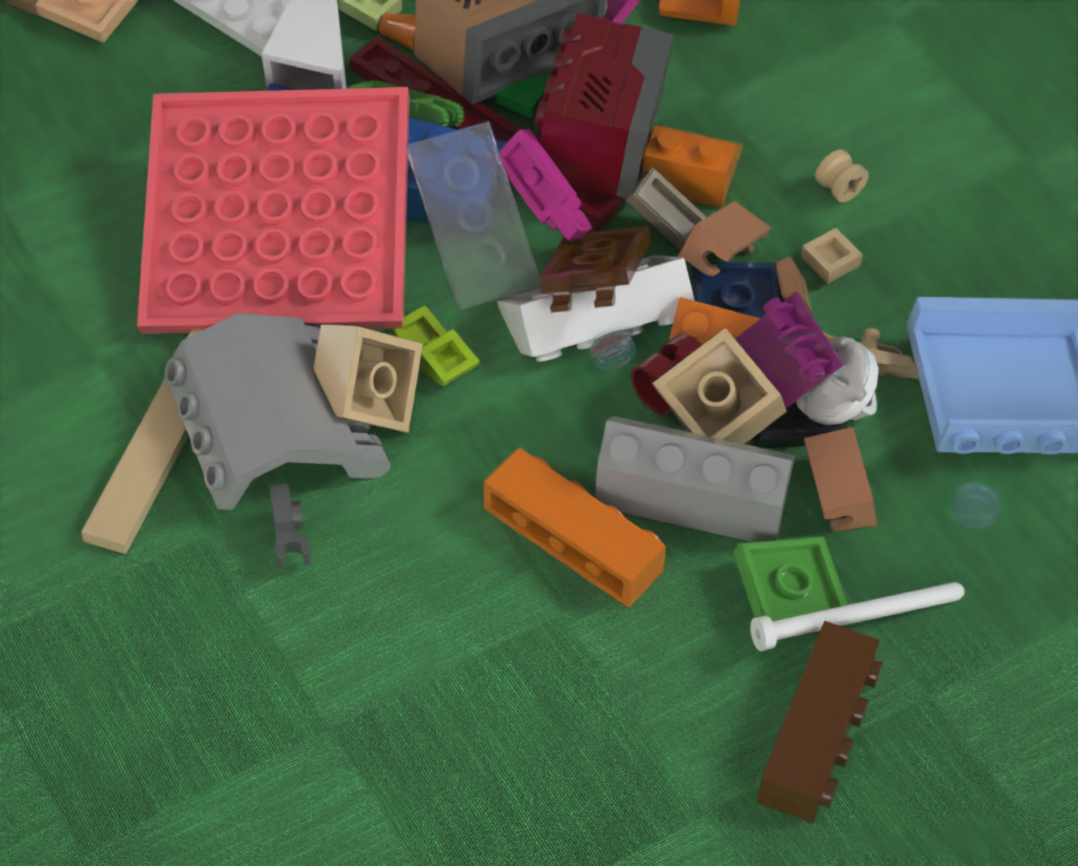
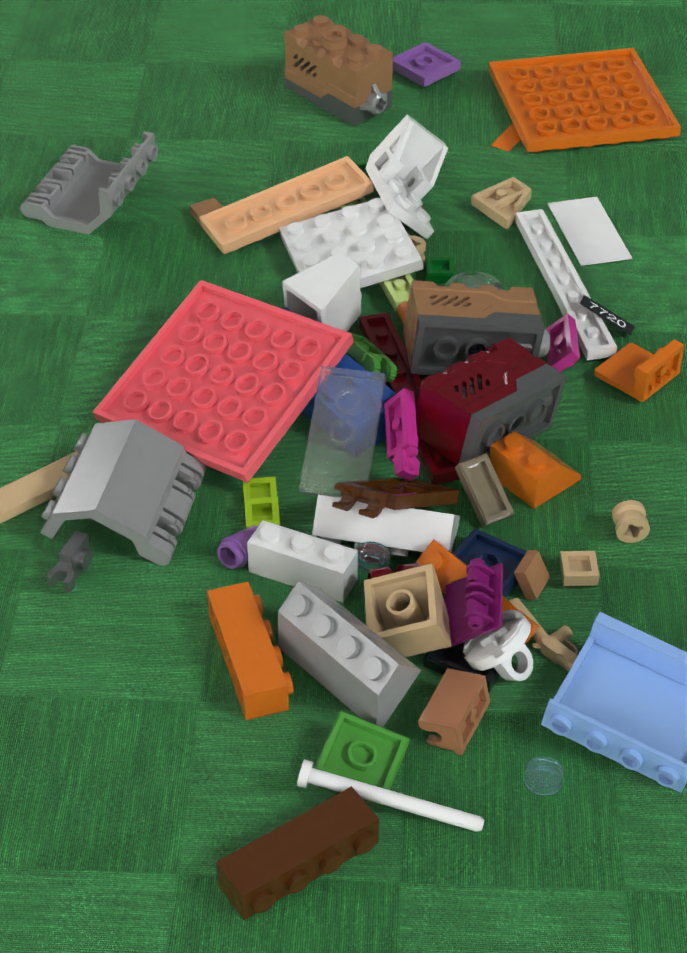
camera: 35 degrees right, 10 degrees down
(368, 375) = (192, 497): tan slope -> none
(458, 413) = (234, 550): none -> medium lavender cone
(546, 392) = (296, 557): none -> white brick
(725, 234) = (504, 516): nougat hinge -> none

